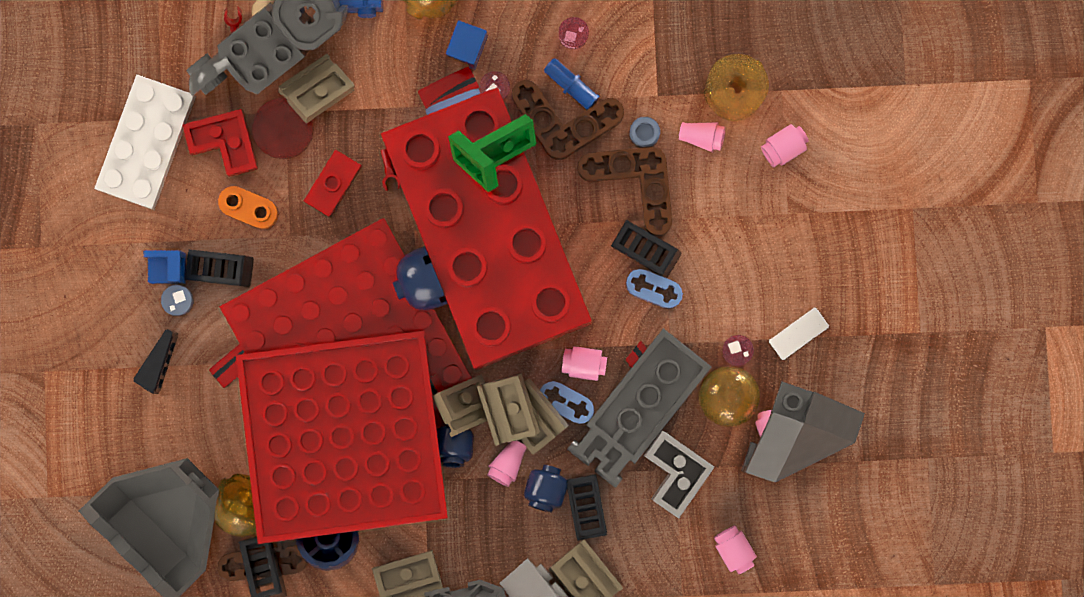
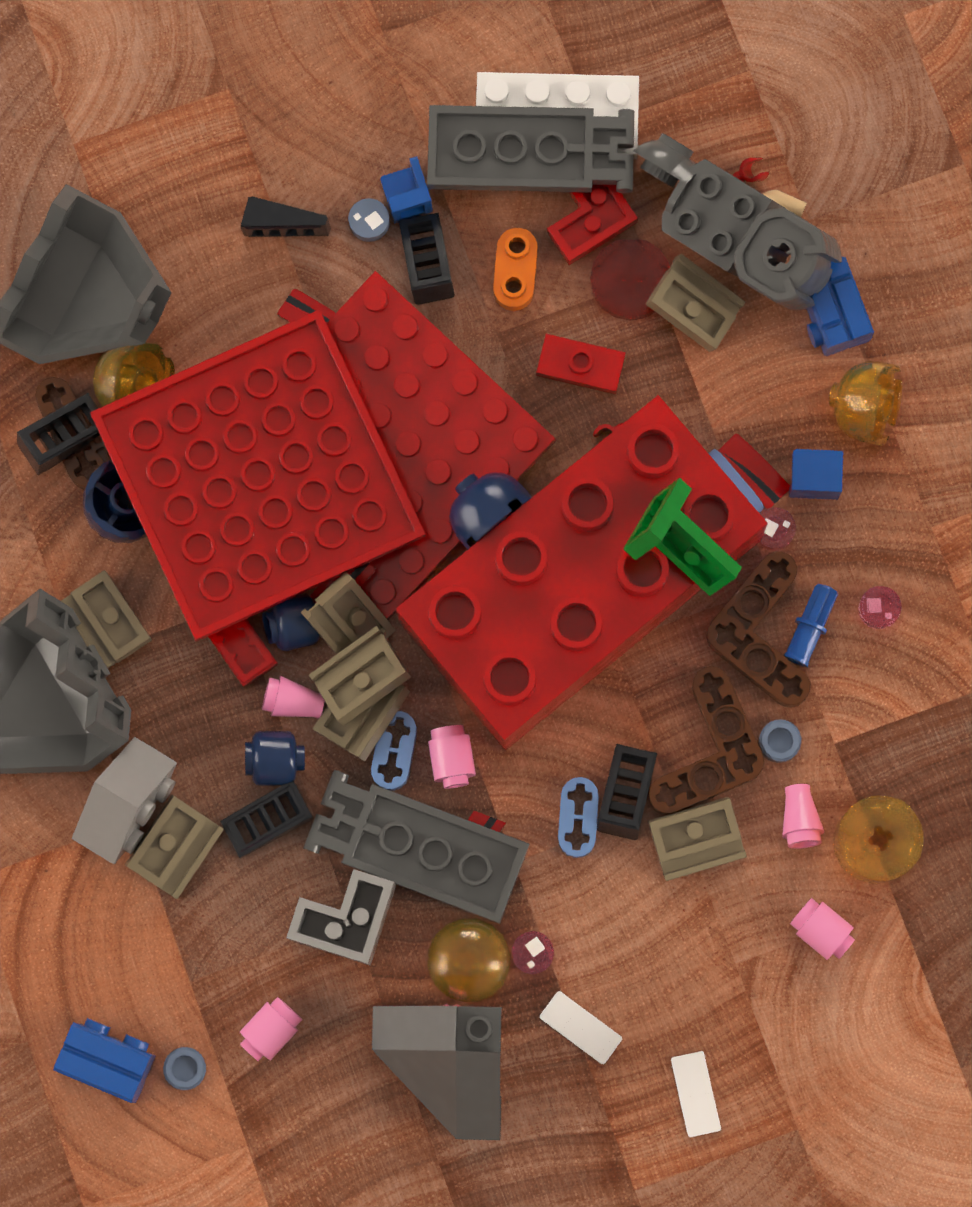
camera: 75 degrees right, 5 degrees down
(165, 169) = (528, 149): none -> dark grey hinge
(464, 486) = (243, 652): none -> red plate
(695, 211) = (697, 838): none -> dark tan plate
(868, 269) = (695, 1094): none -> white sticker

